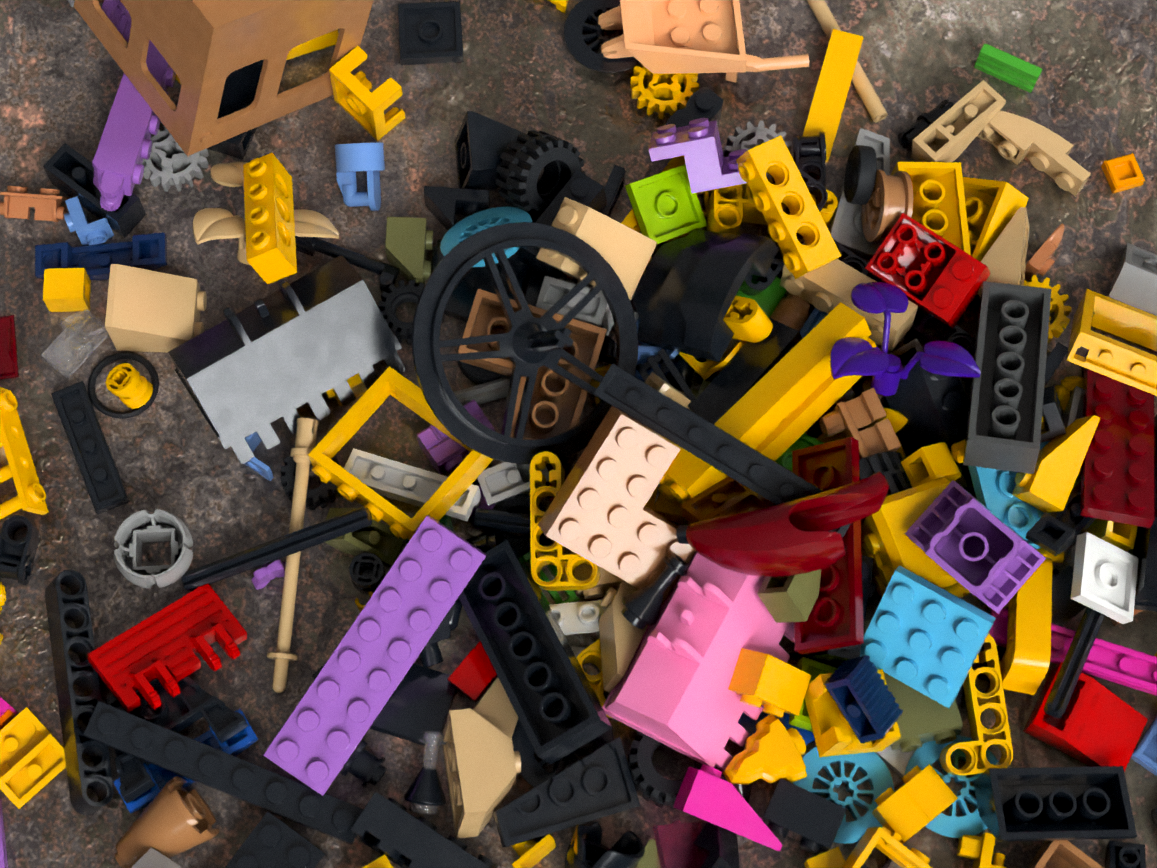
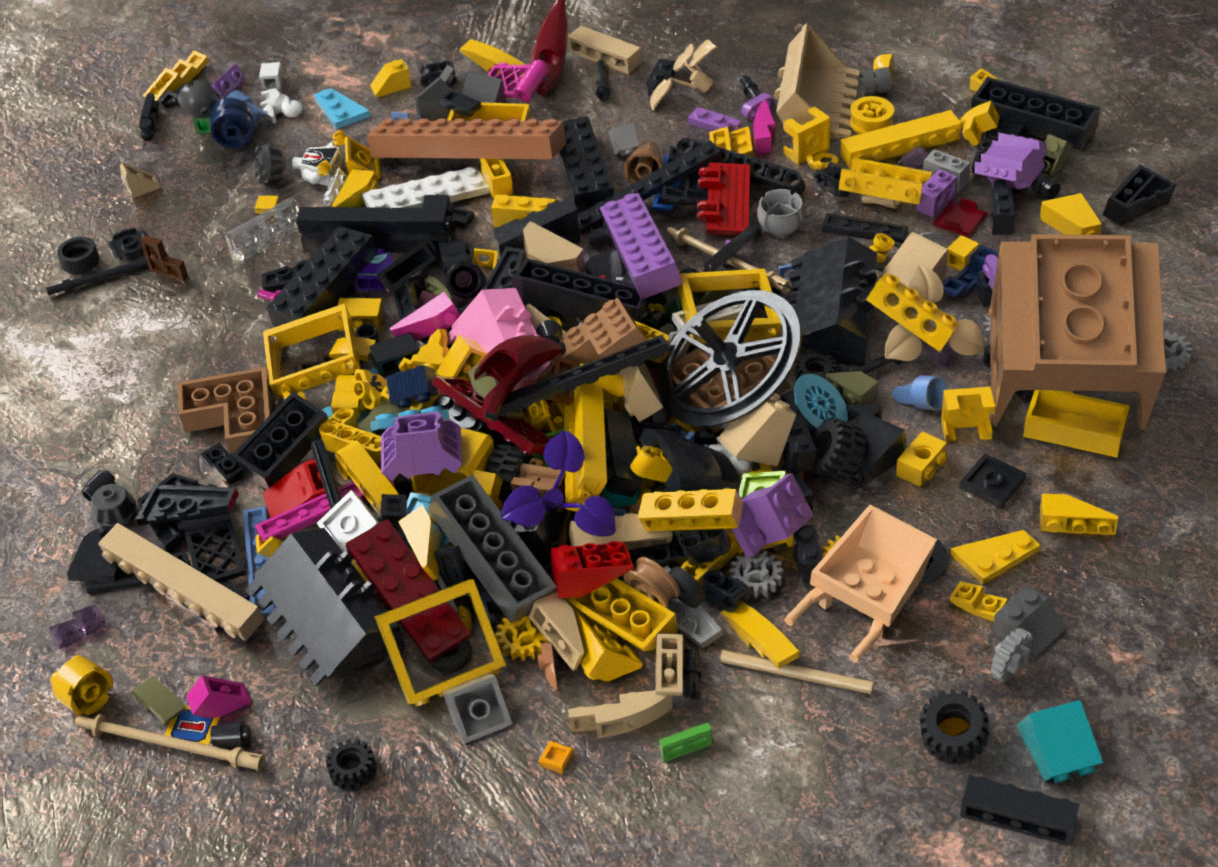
camera: 140 degrees right, 25 degrees down
(445, 98) = (921, 459): none -> yellow brick
(887, 768) = (368, 388): none -> yellow rock

